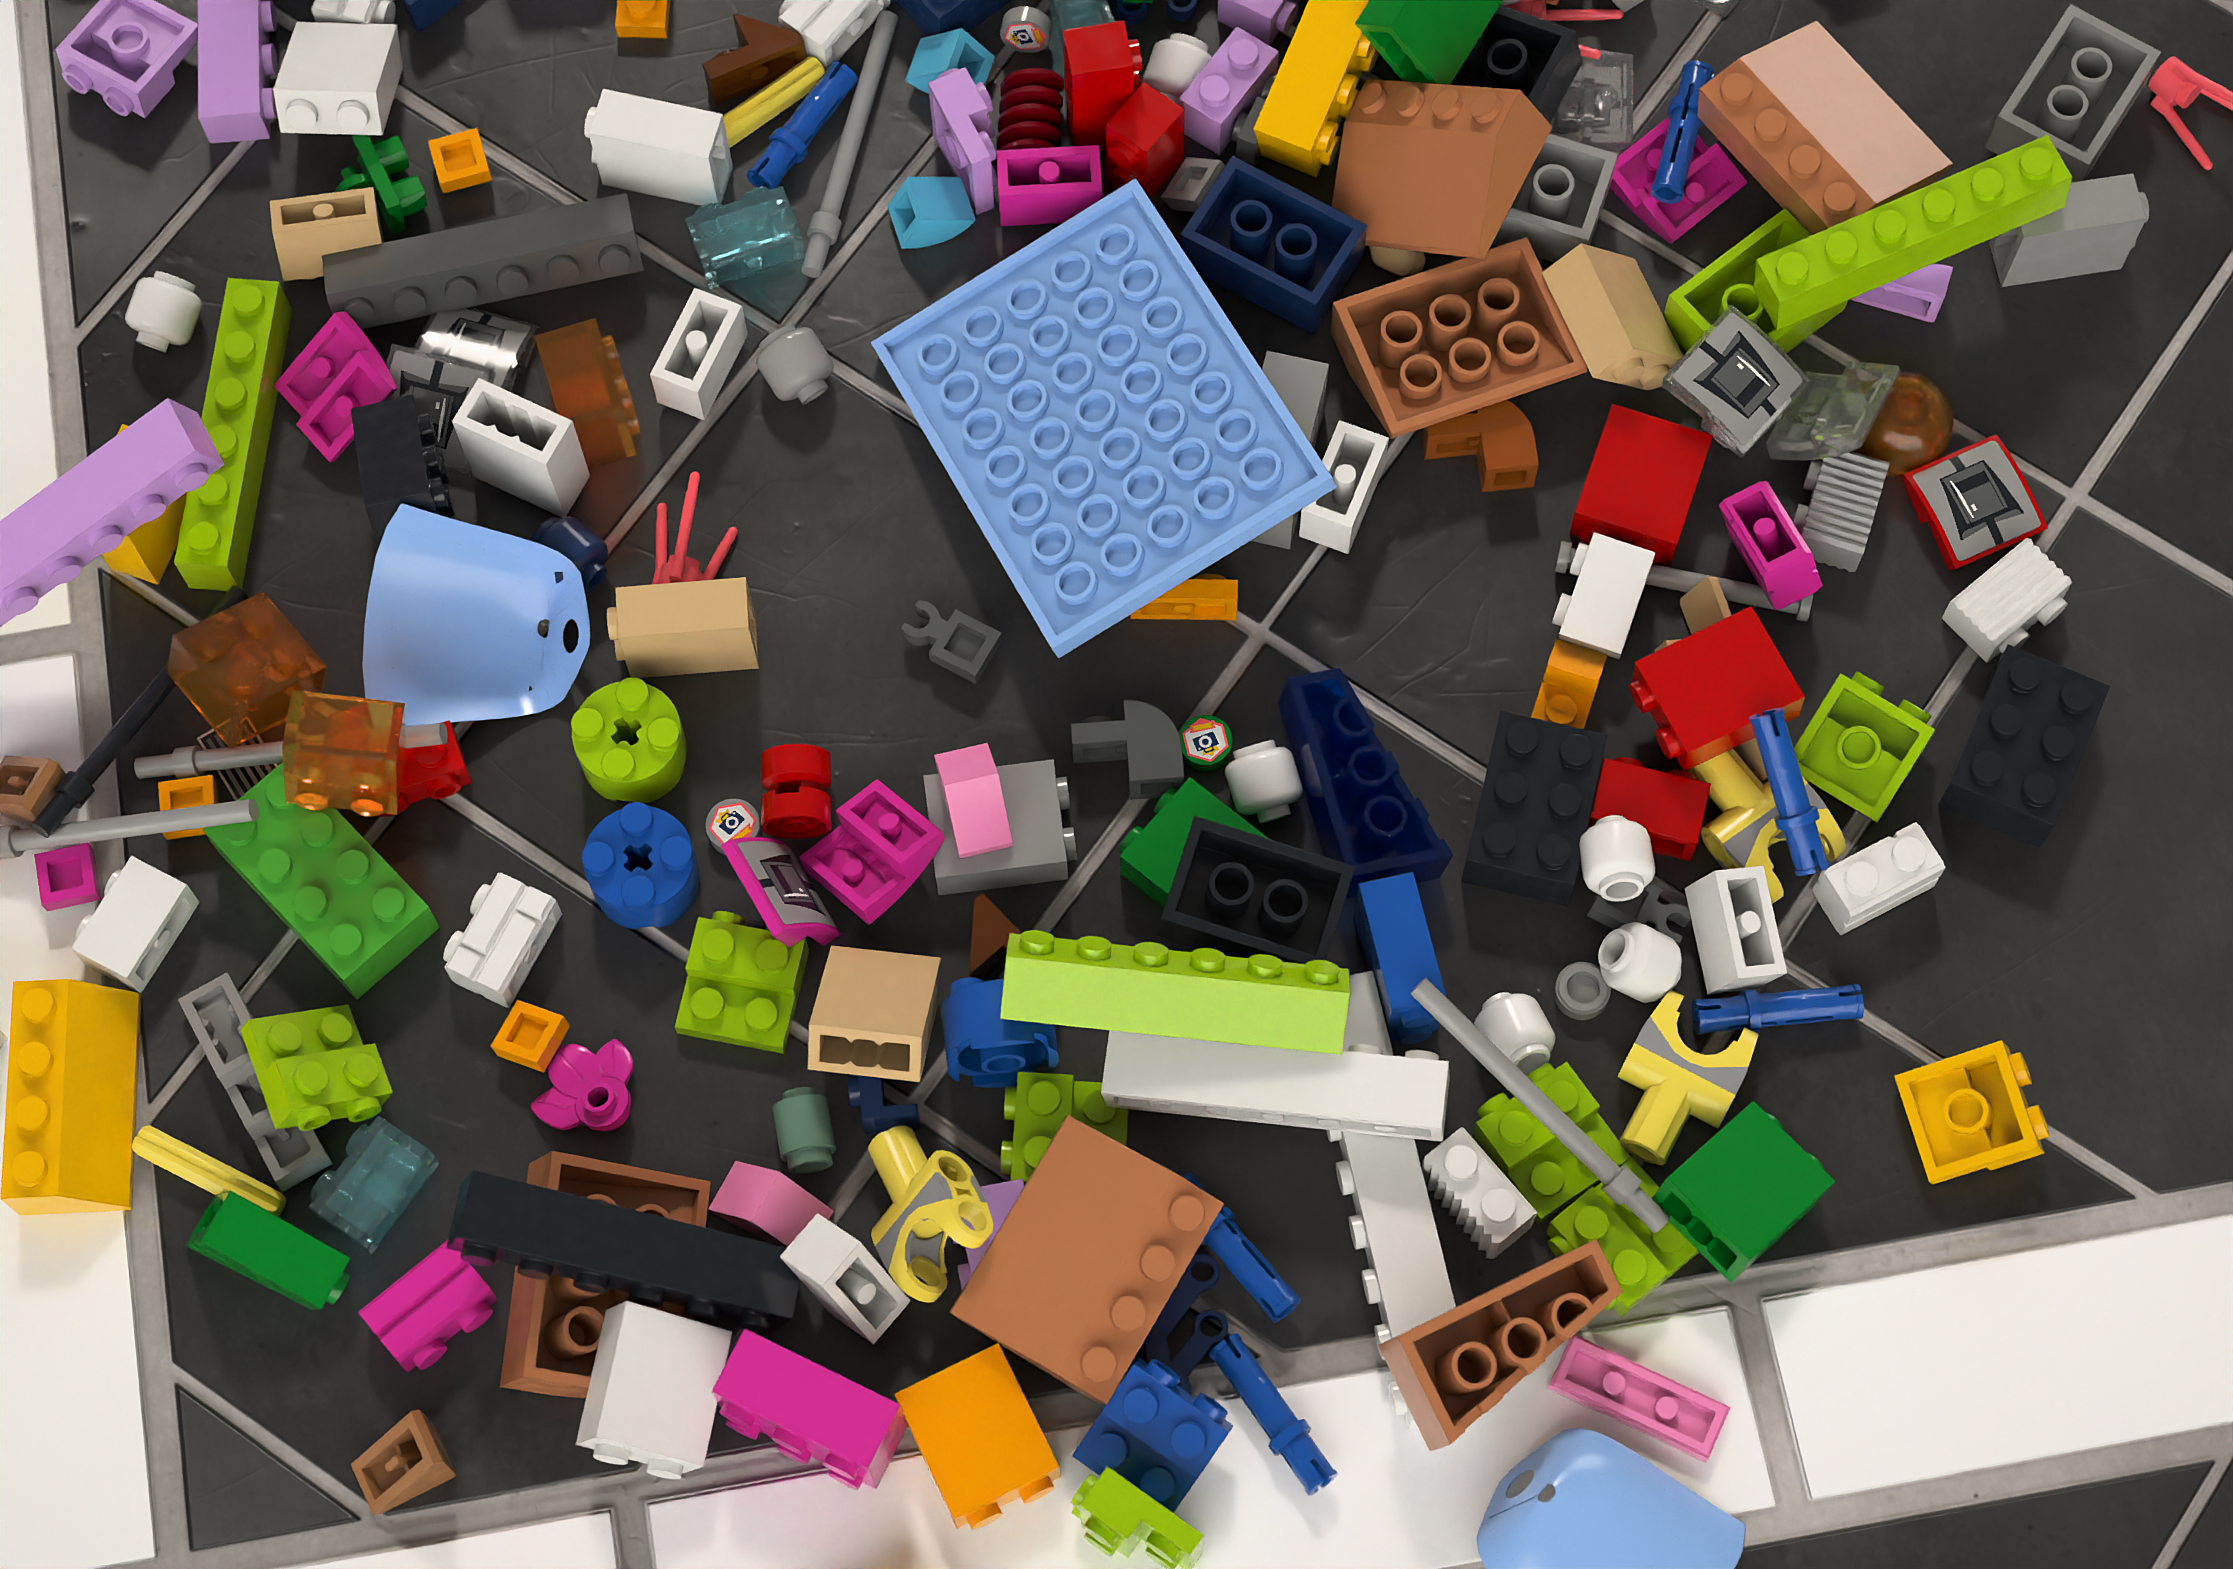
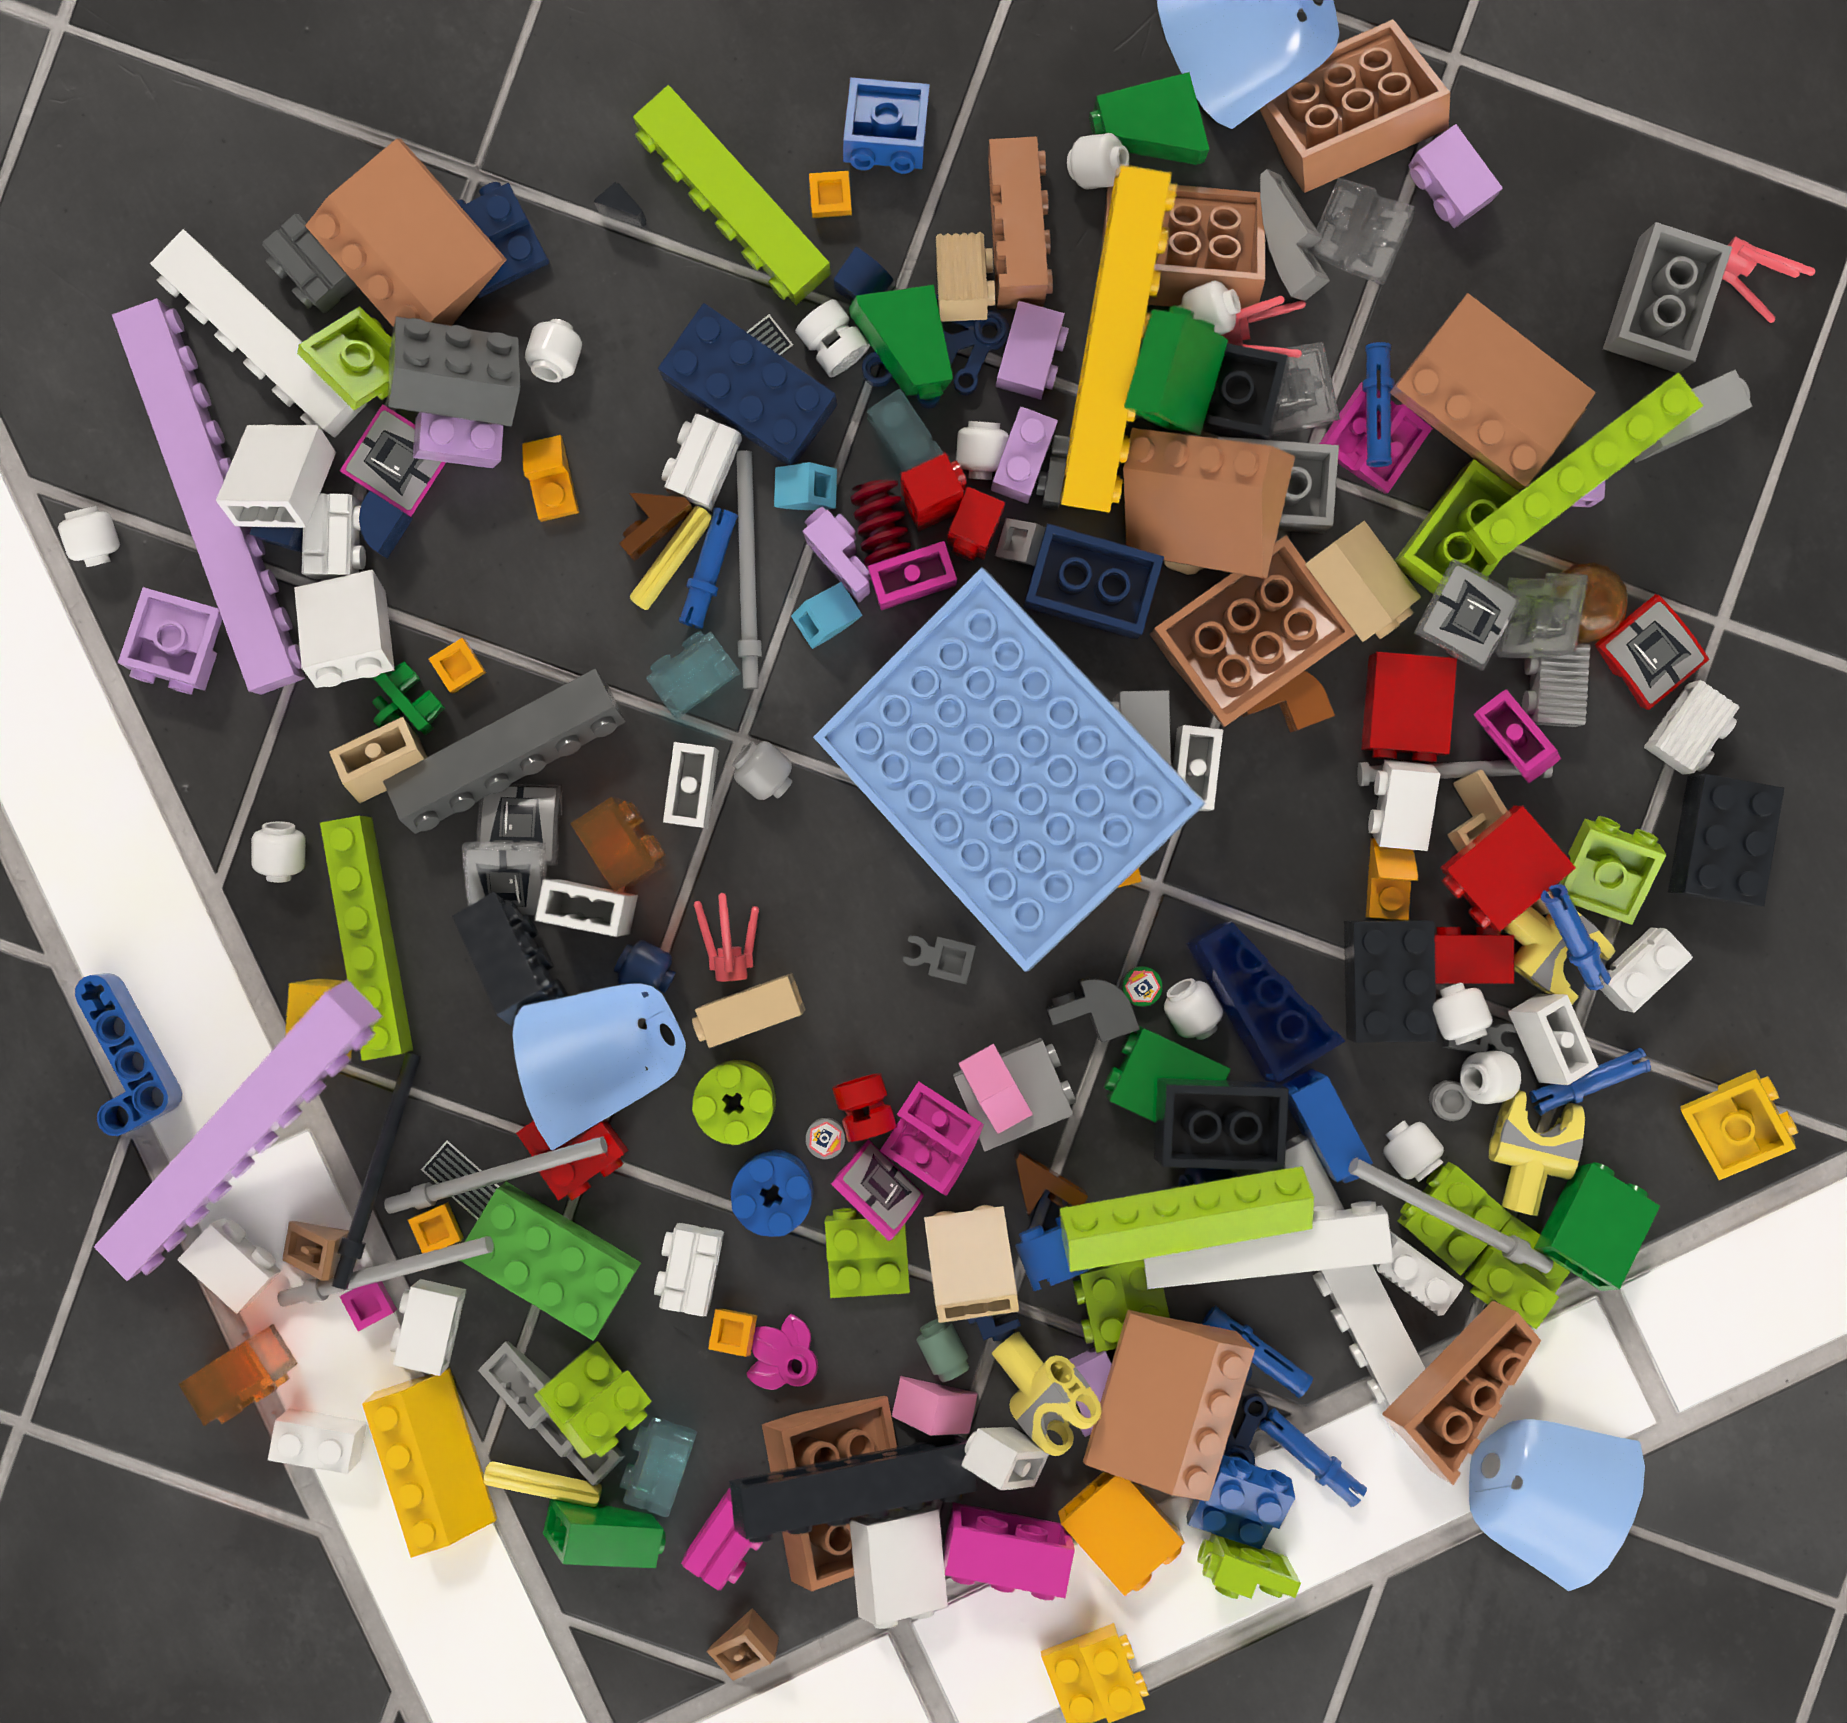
camera: 15 degrees left, 20 degrees up
(244, 668) = (442, 1124): clear orange brick -> none
(330, 378) = (430, 881): dark pink slope -> none
(344, 753) = (542, 1194): clear orange brick -> none
(659, 148) = (608, 625): white brick -> none
(1026, 29) = (854, 439): tile -> none
(1639, 1398) = (1566, 1381): bright pink tile -> none

